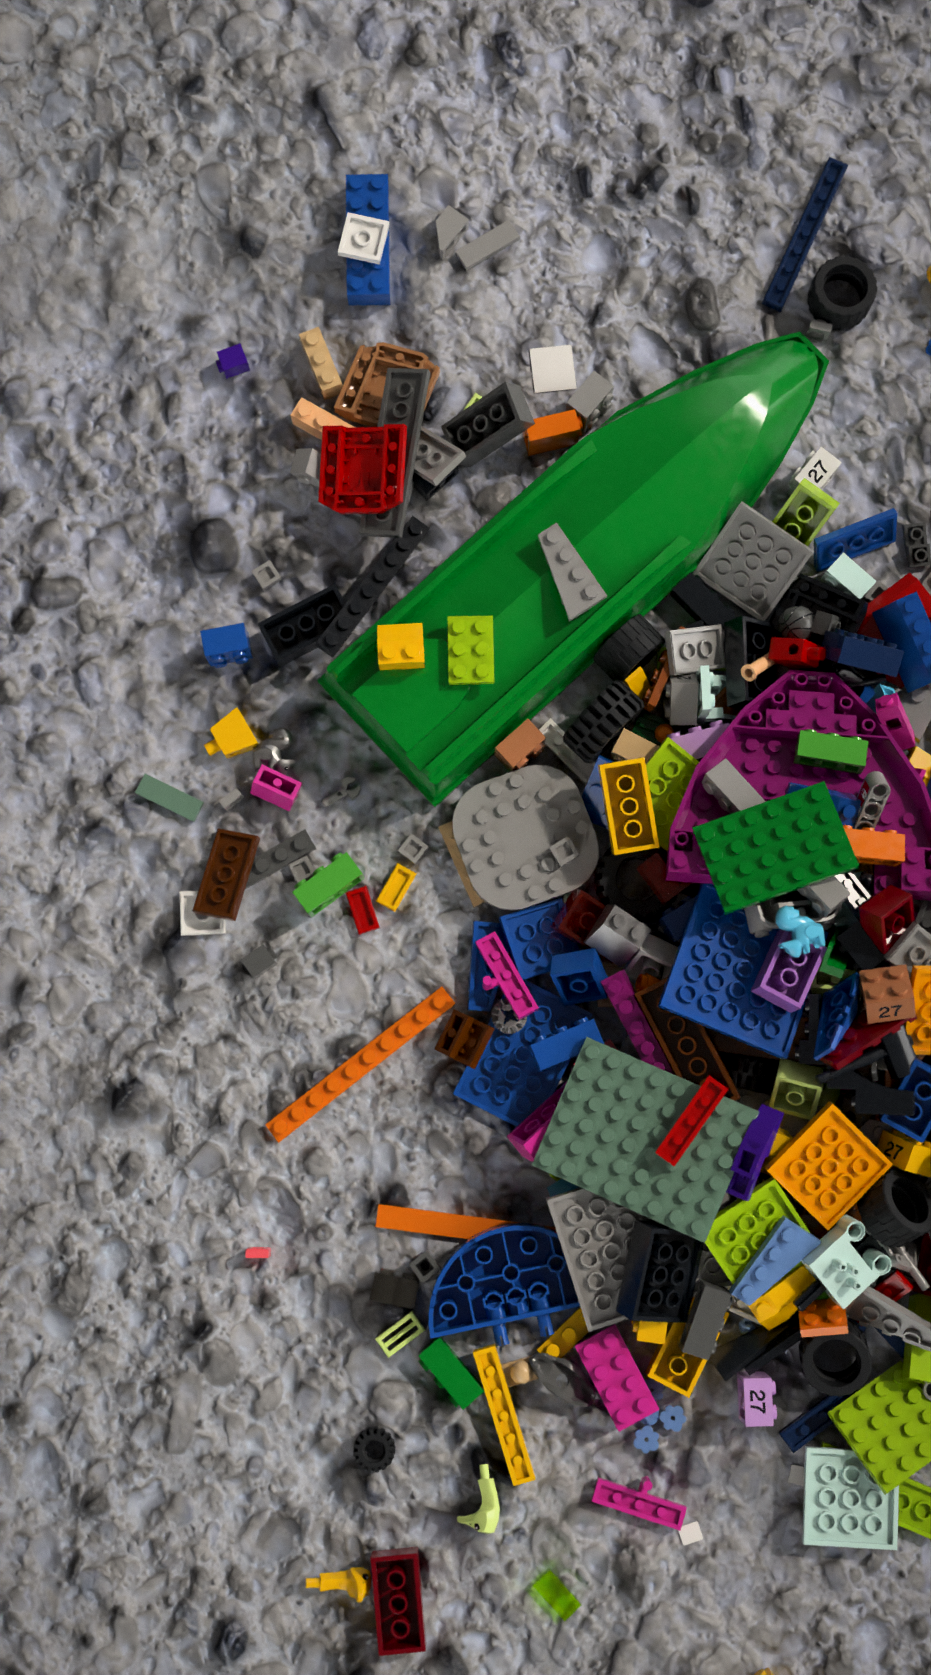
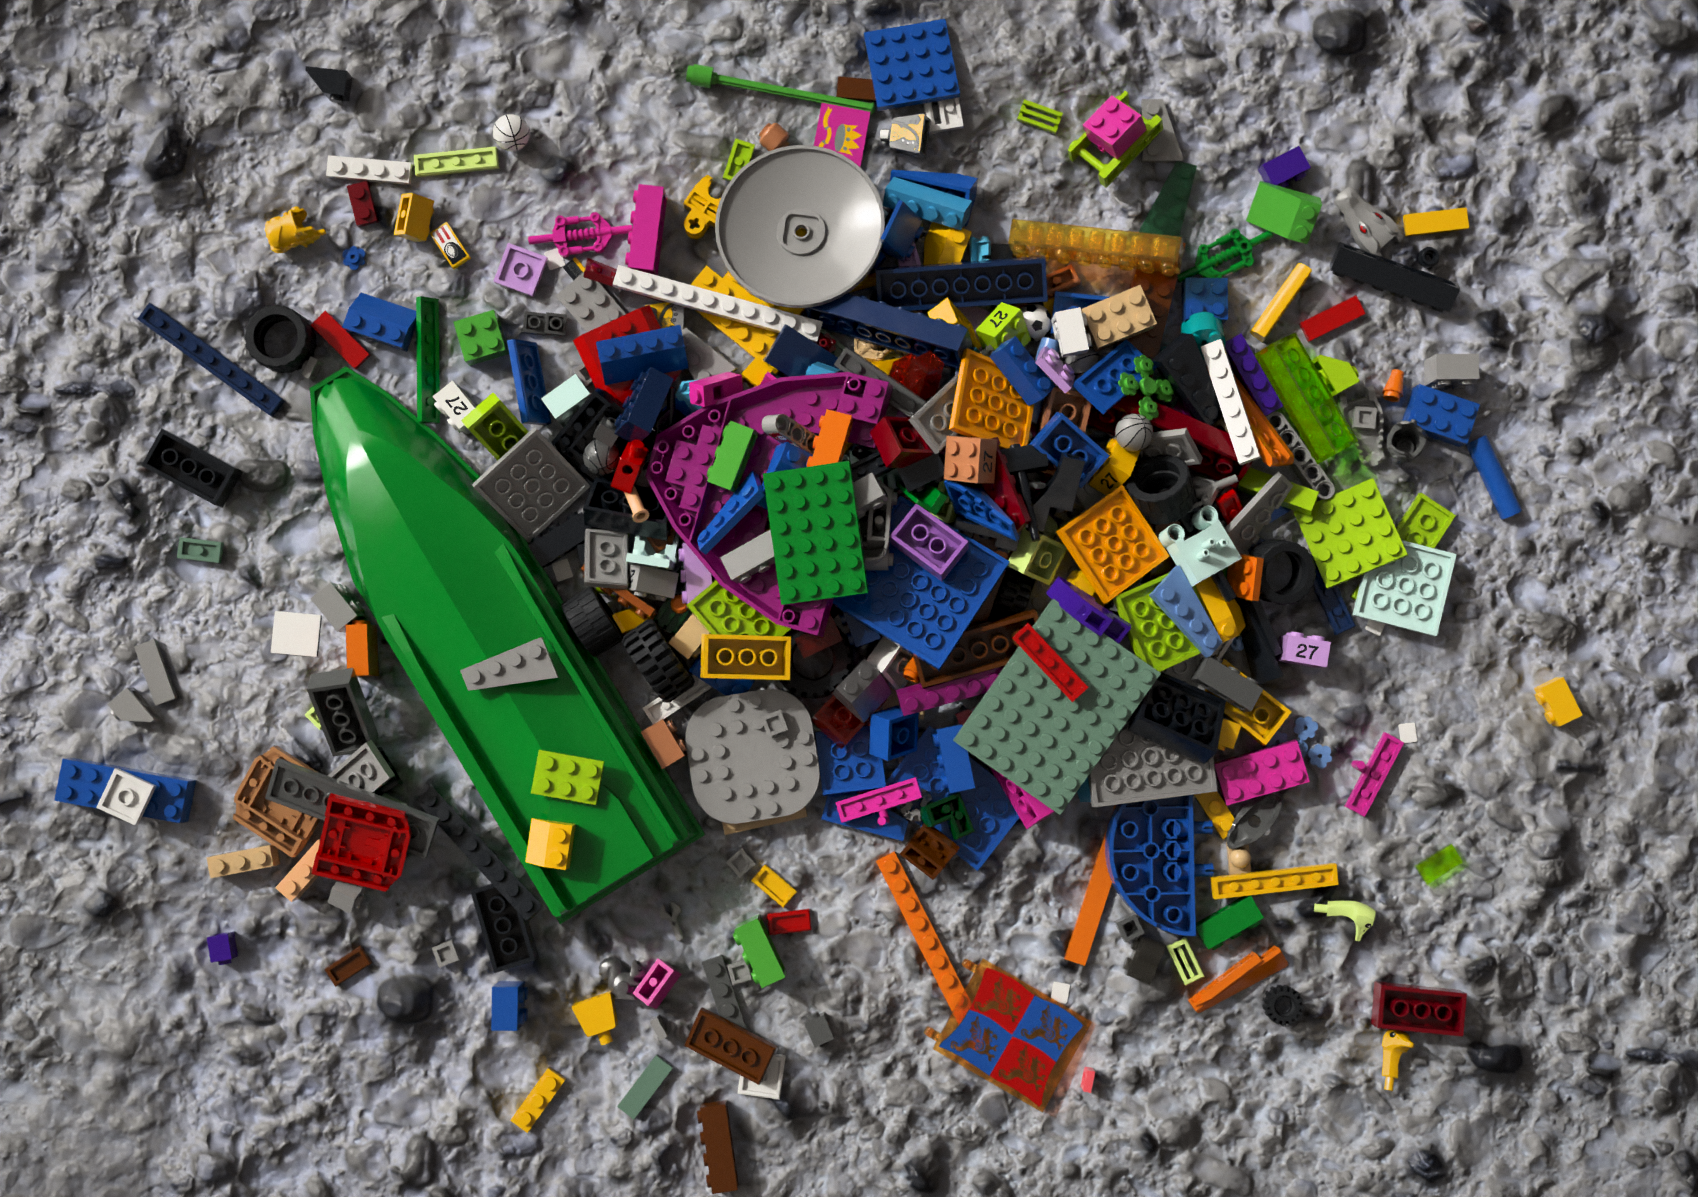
camera: 80 degrees left, 5 degrees up
(122, 883) = (719, 1147): none -> reddish brown brick
(137, 694) = (538, 1099): none -> yellow plate
(236, 484) = (348, 965): none -> reddish brown tile
(290, 1162) = (1011, 1034): none -> flag
(342, 1206) = (1060, 992): none -> white sticker
(394, 1396) = (1239, 977): none -> orange wedge
(511, 1052) = (951, 810): none -> dark green brick
(616, 261) = (200, 550): none -> sand green plate
(671, 612) = (562, 570): none -> white sticker
(695, 236) = (192, 468): none -> black brick
(780, 765) = (738, 505): none -> blue wing
(803, 931) = (897, 523): medium azure animal -> none
(853, 351) = (340, 340): none -> red tile
(855, 437) = (427, 359): none -> green plate
(881, 386) = (381, 321): none -> blue slope
(888, 484) = (481, 337): none -> bright green brick

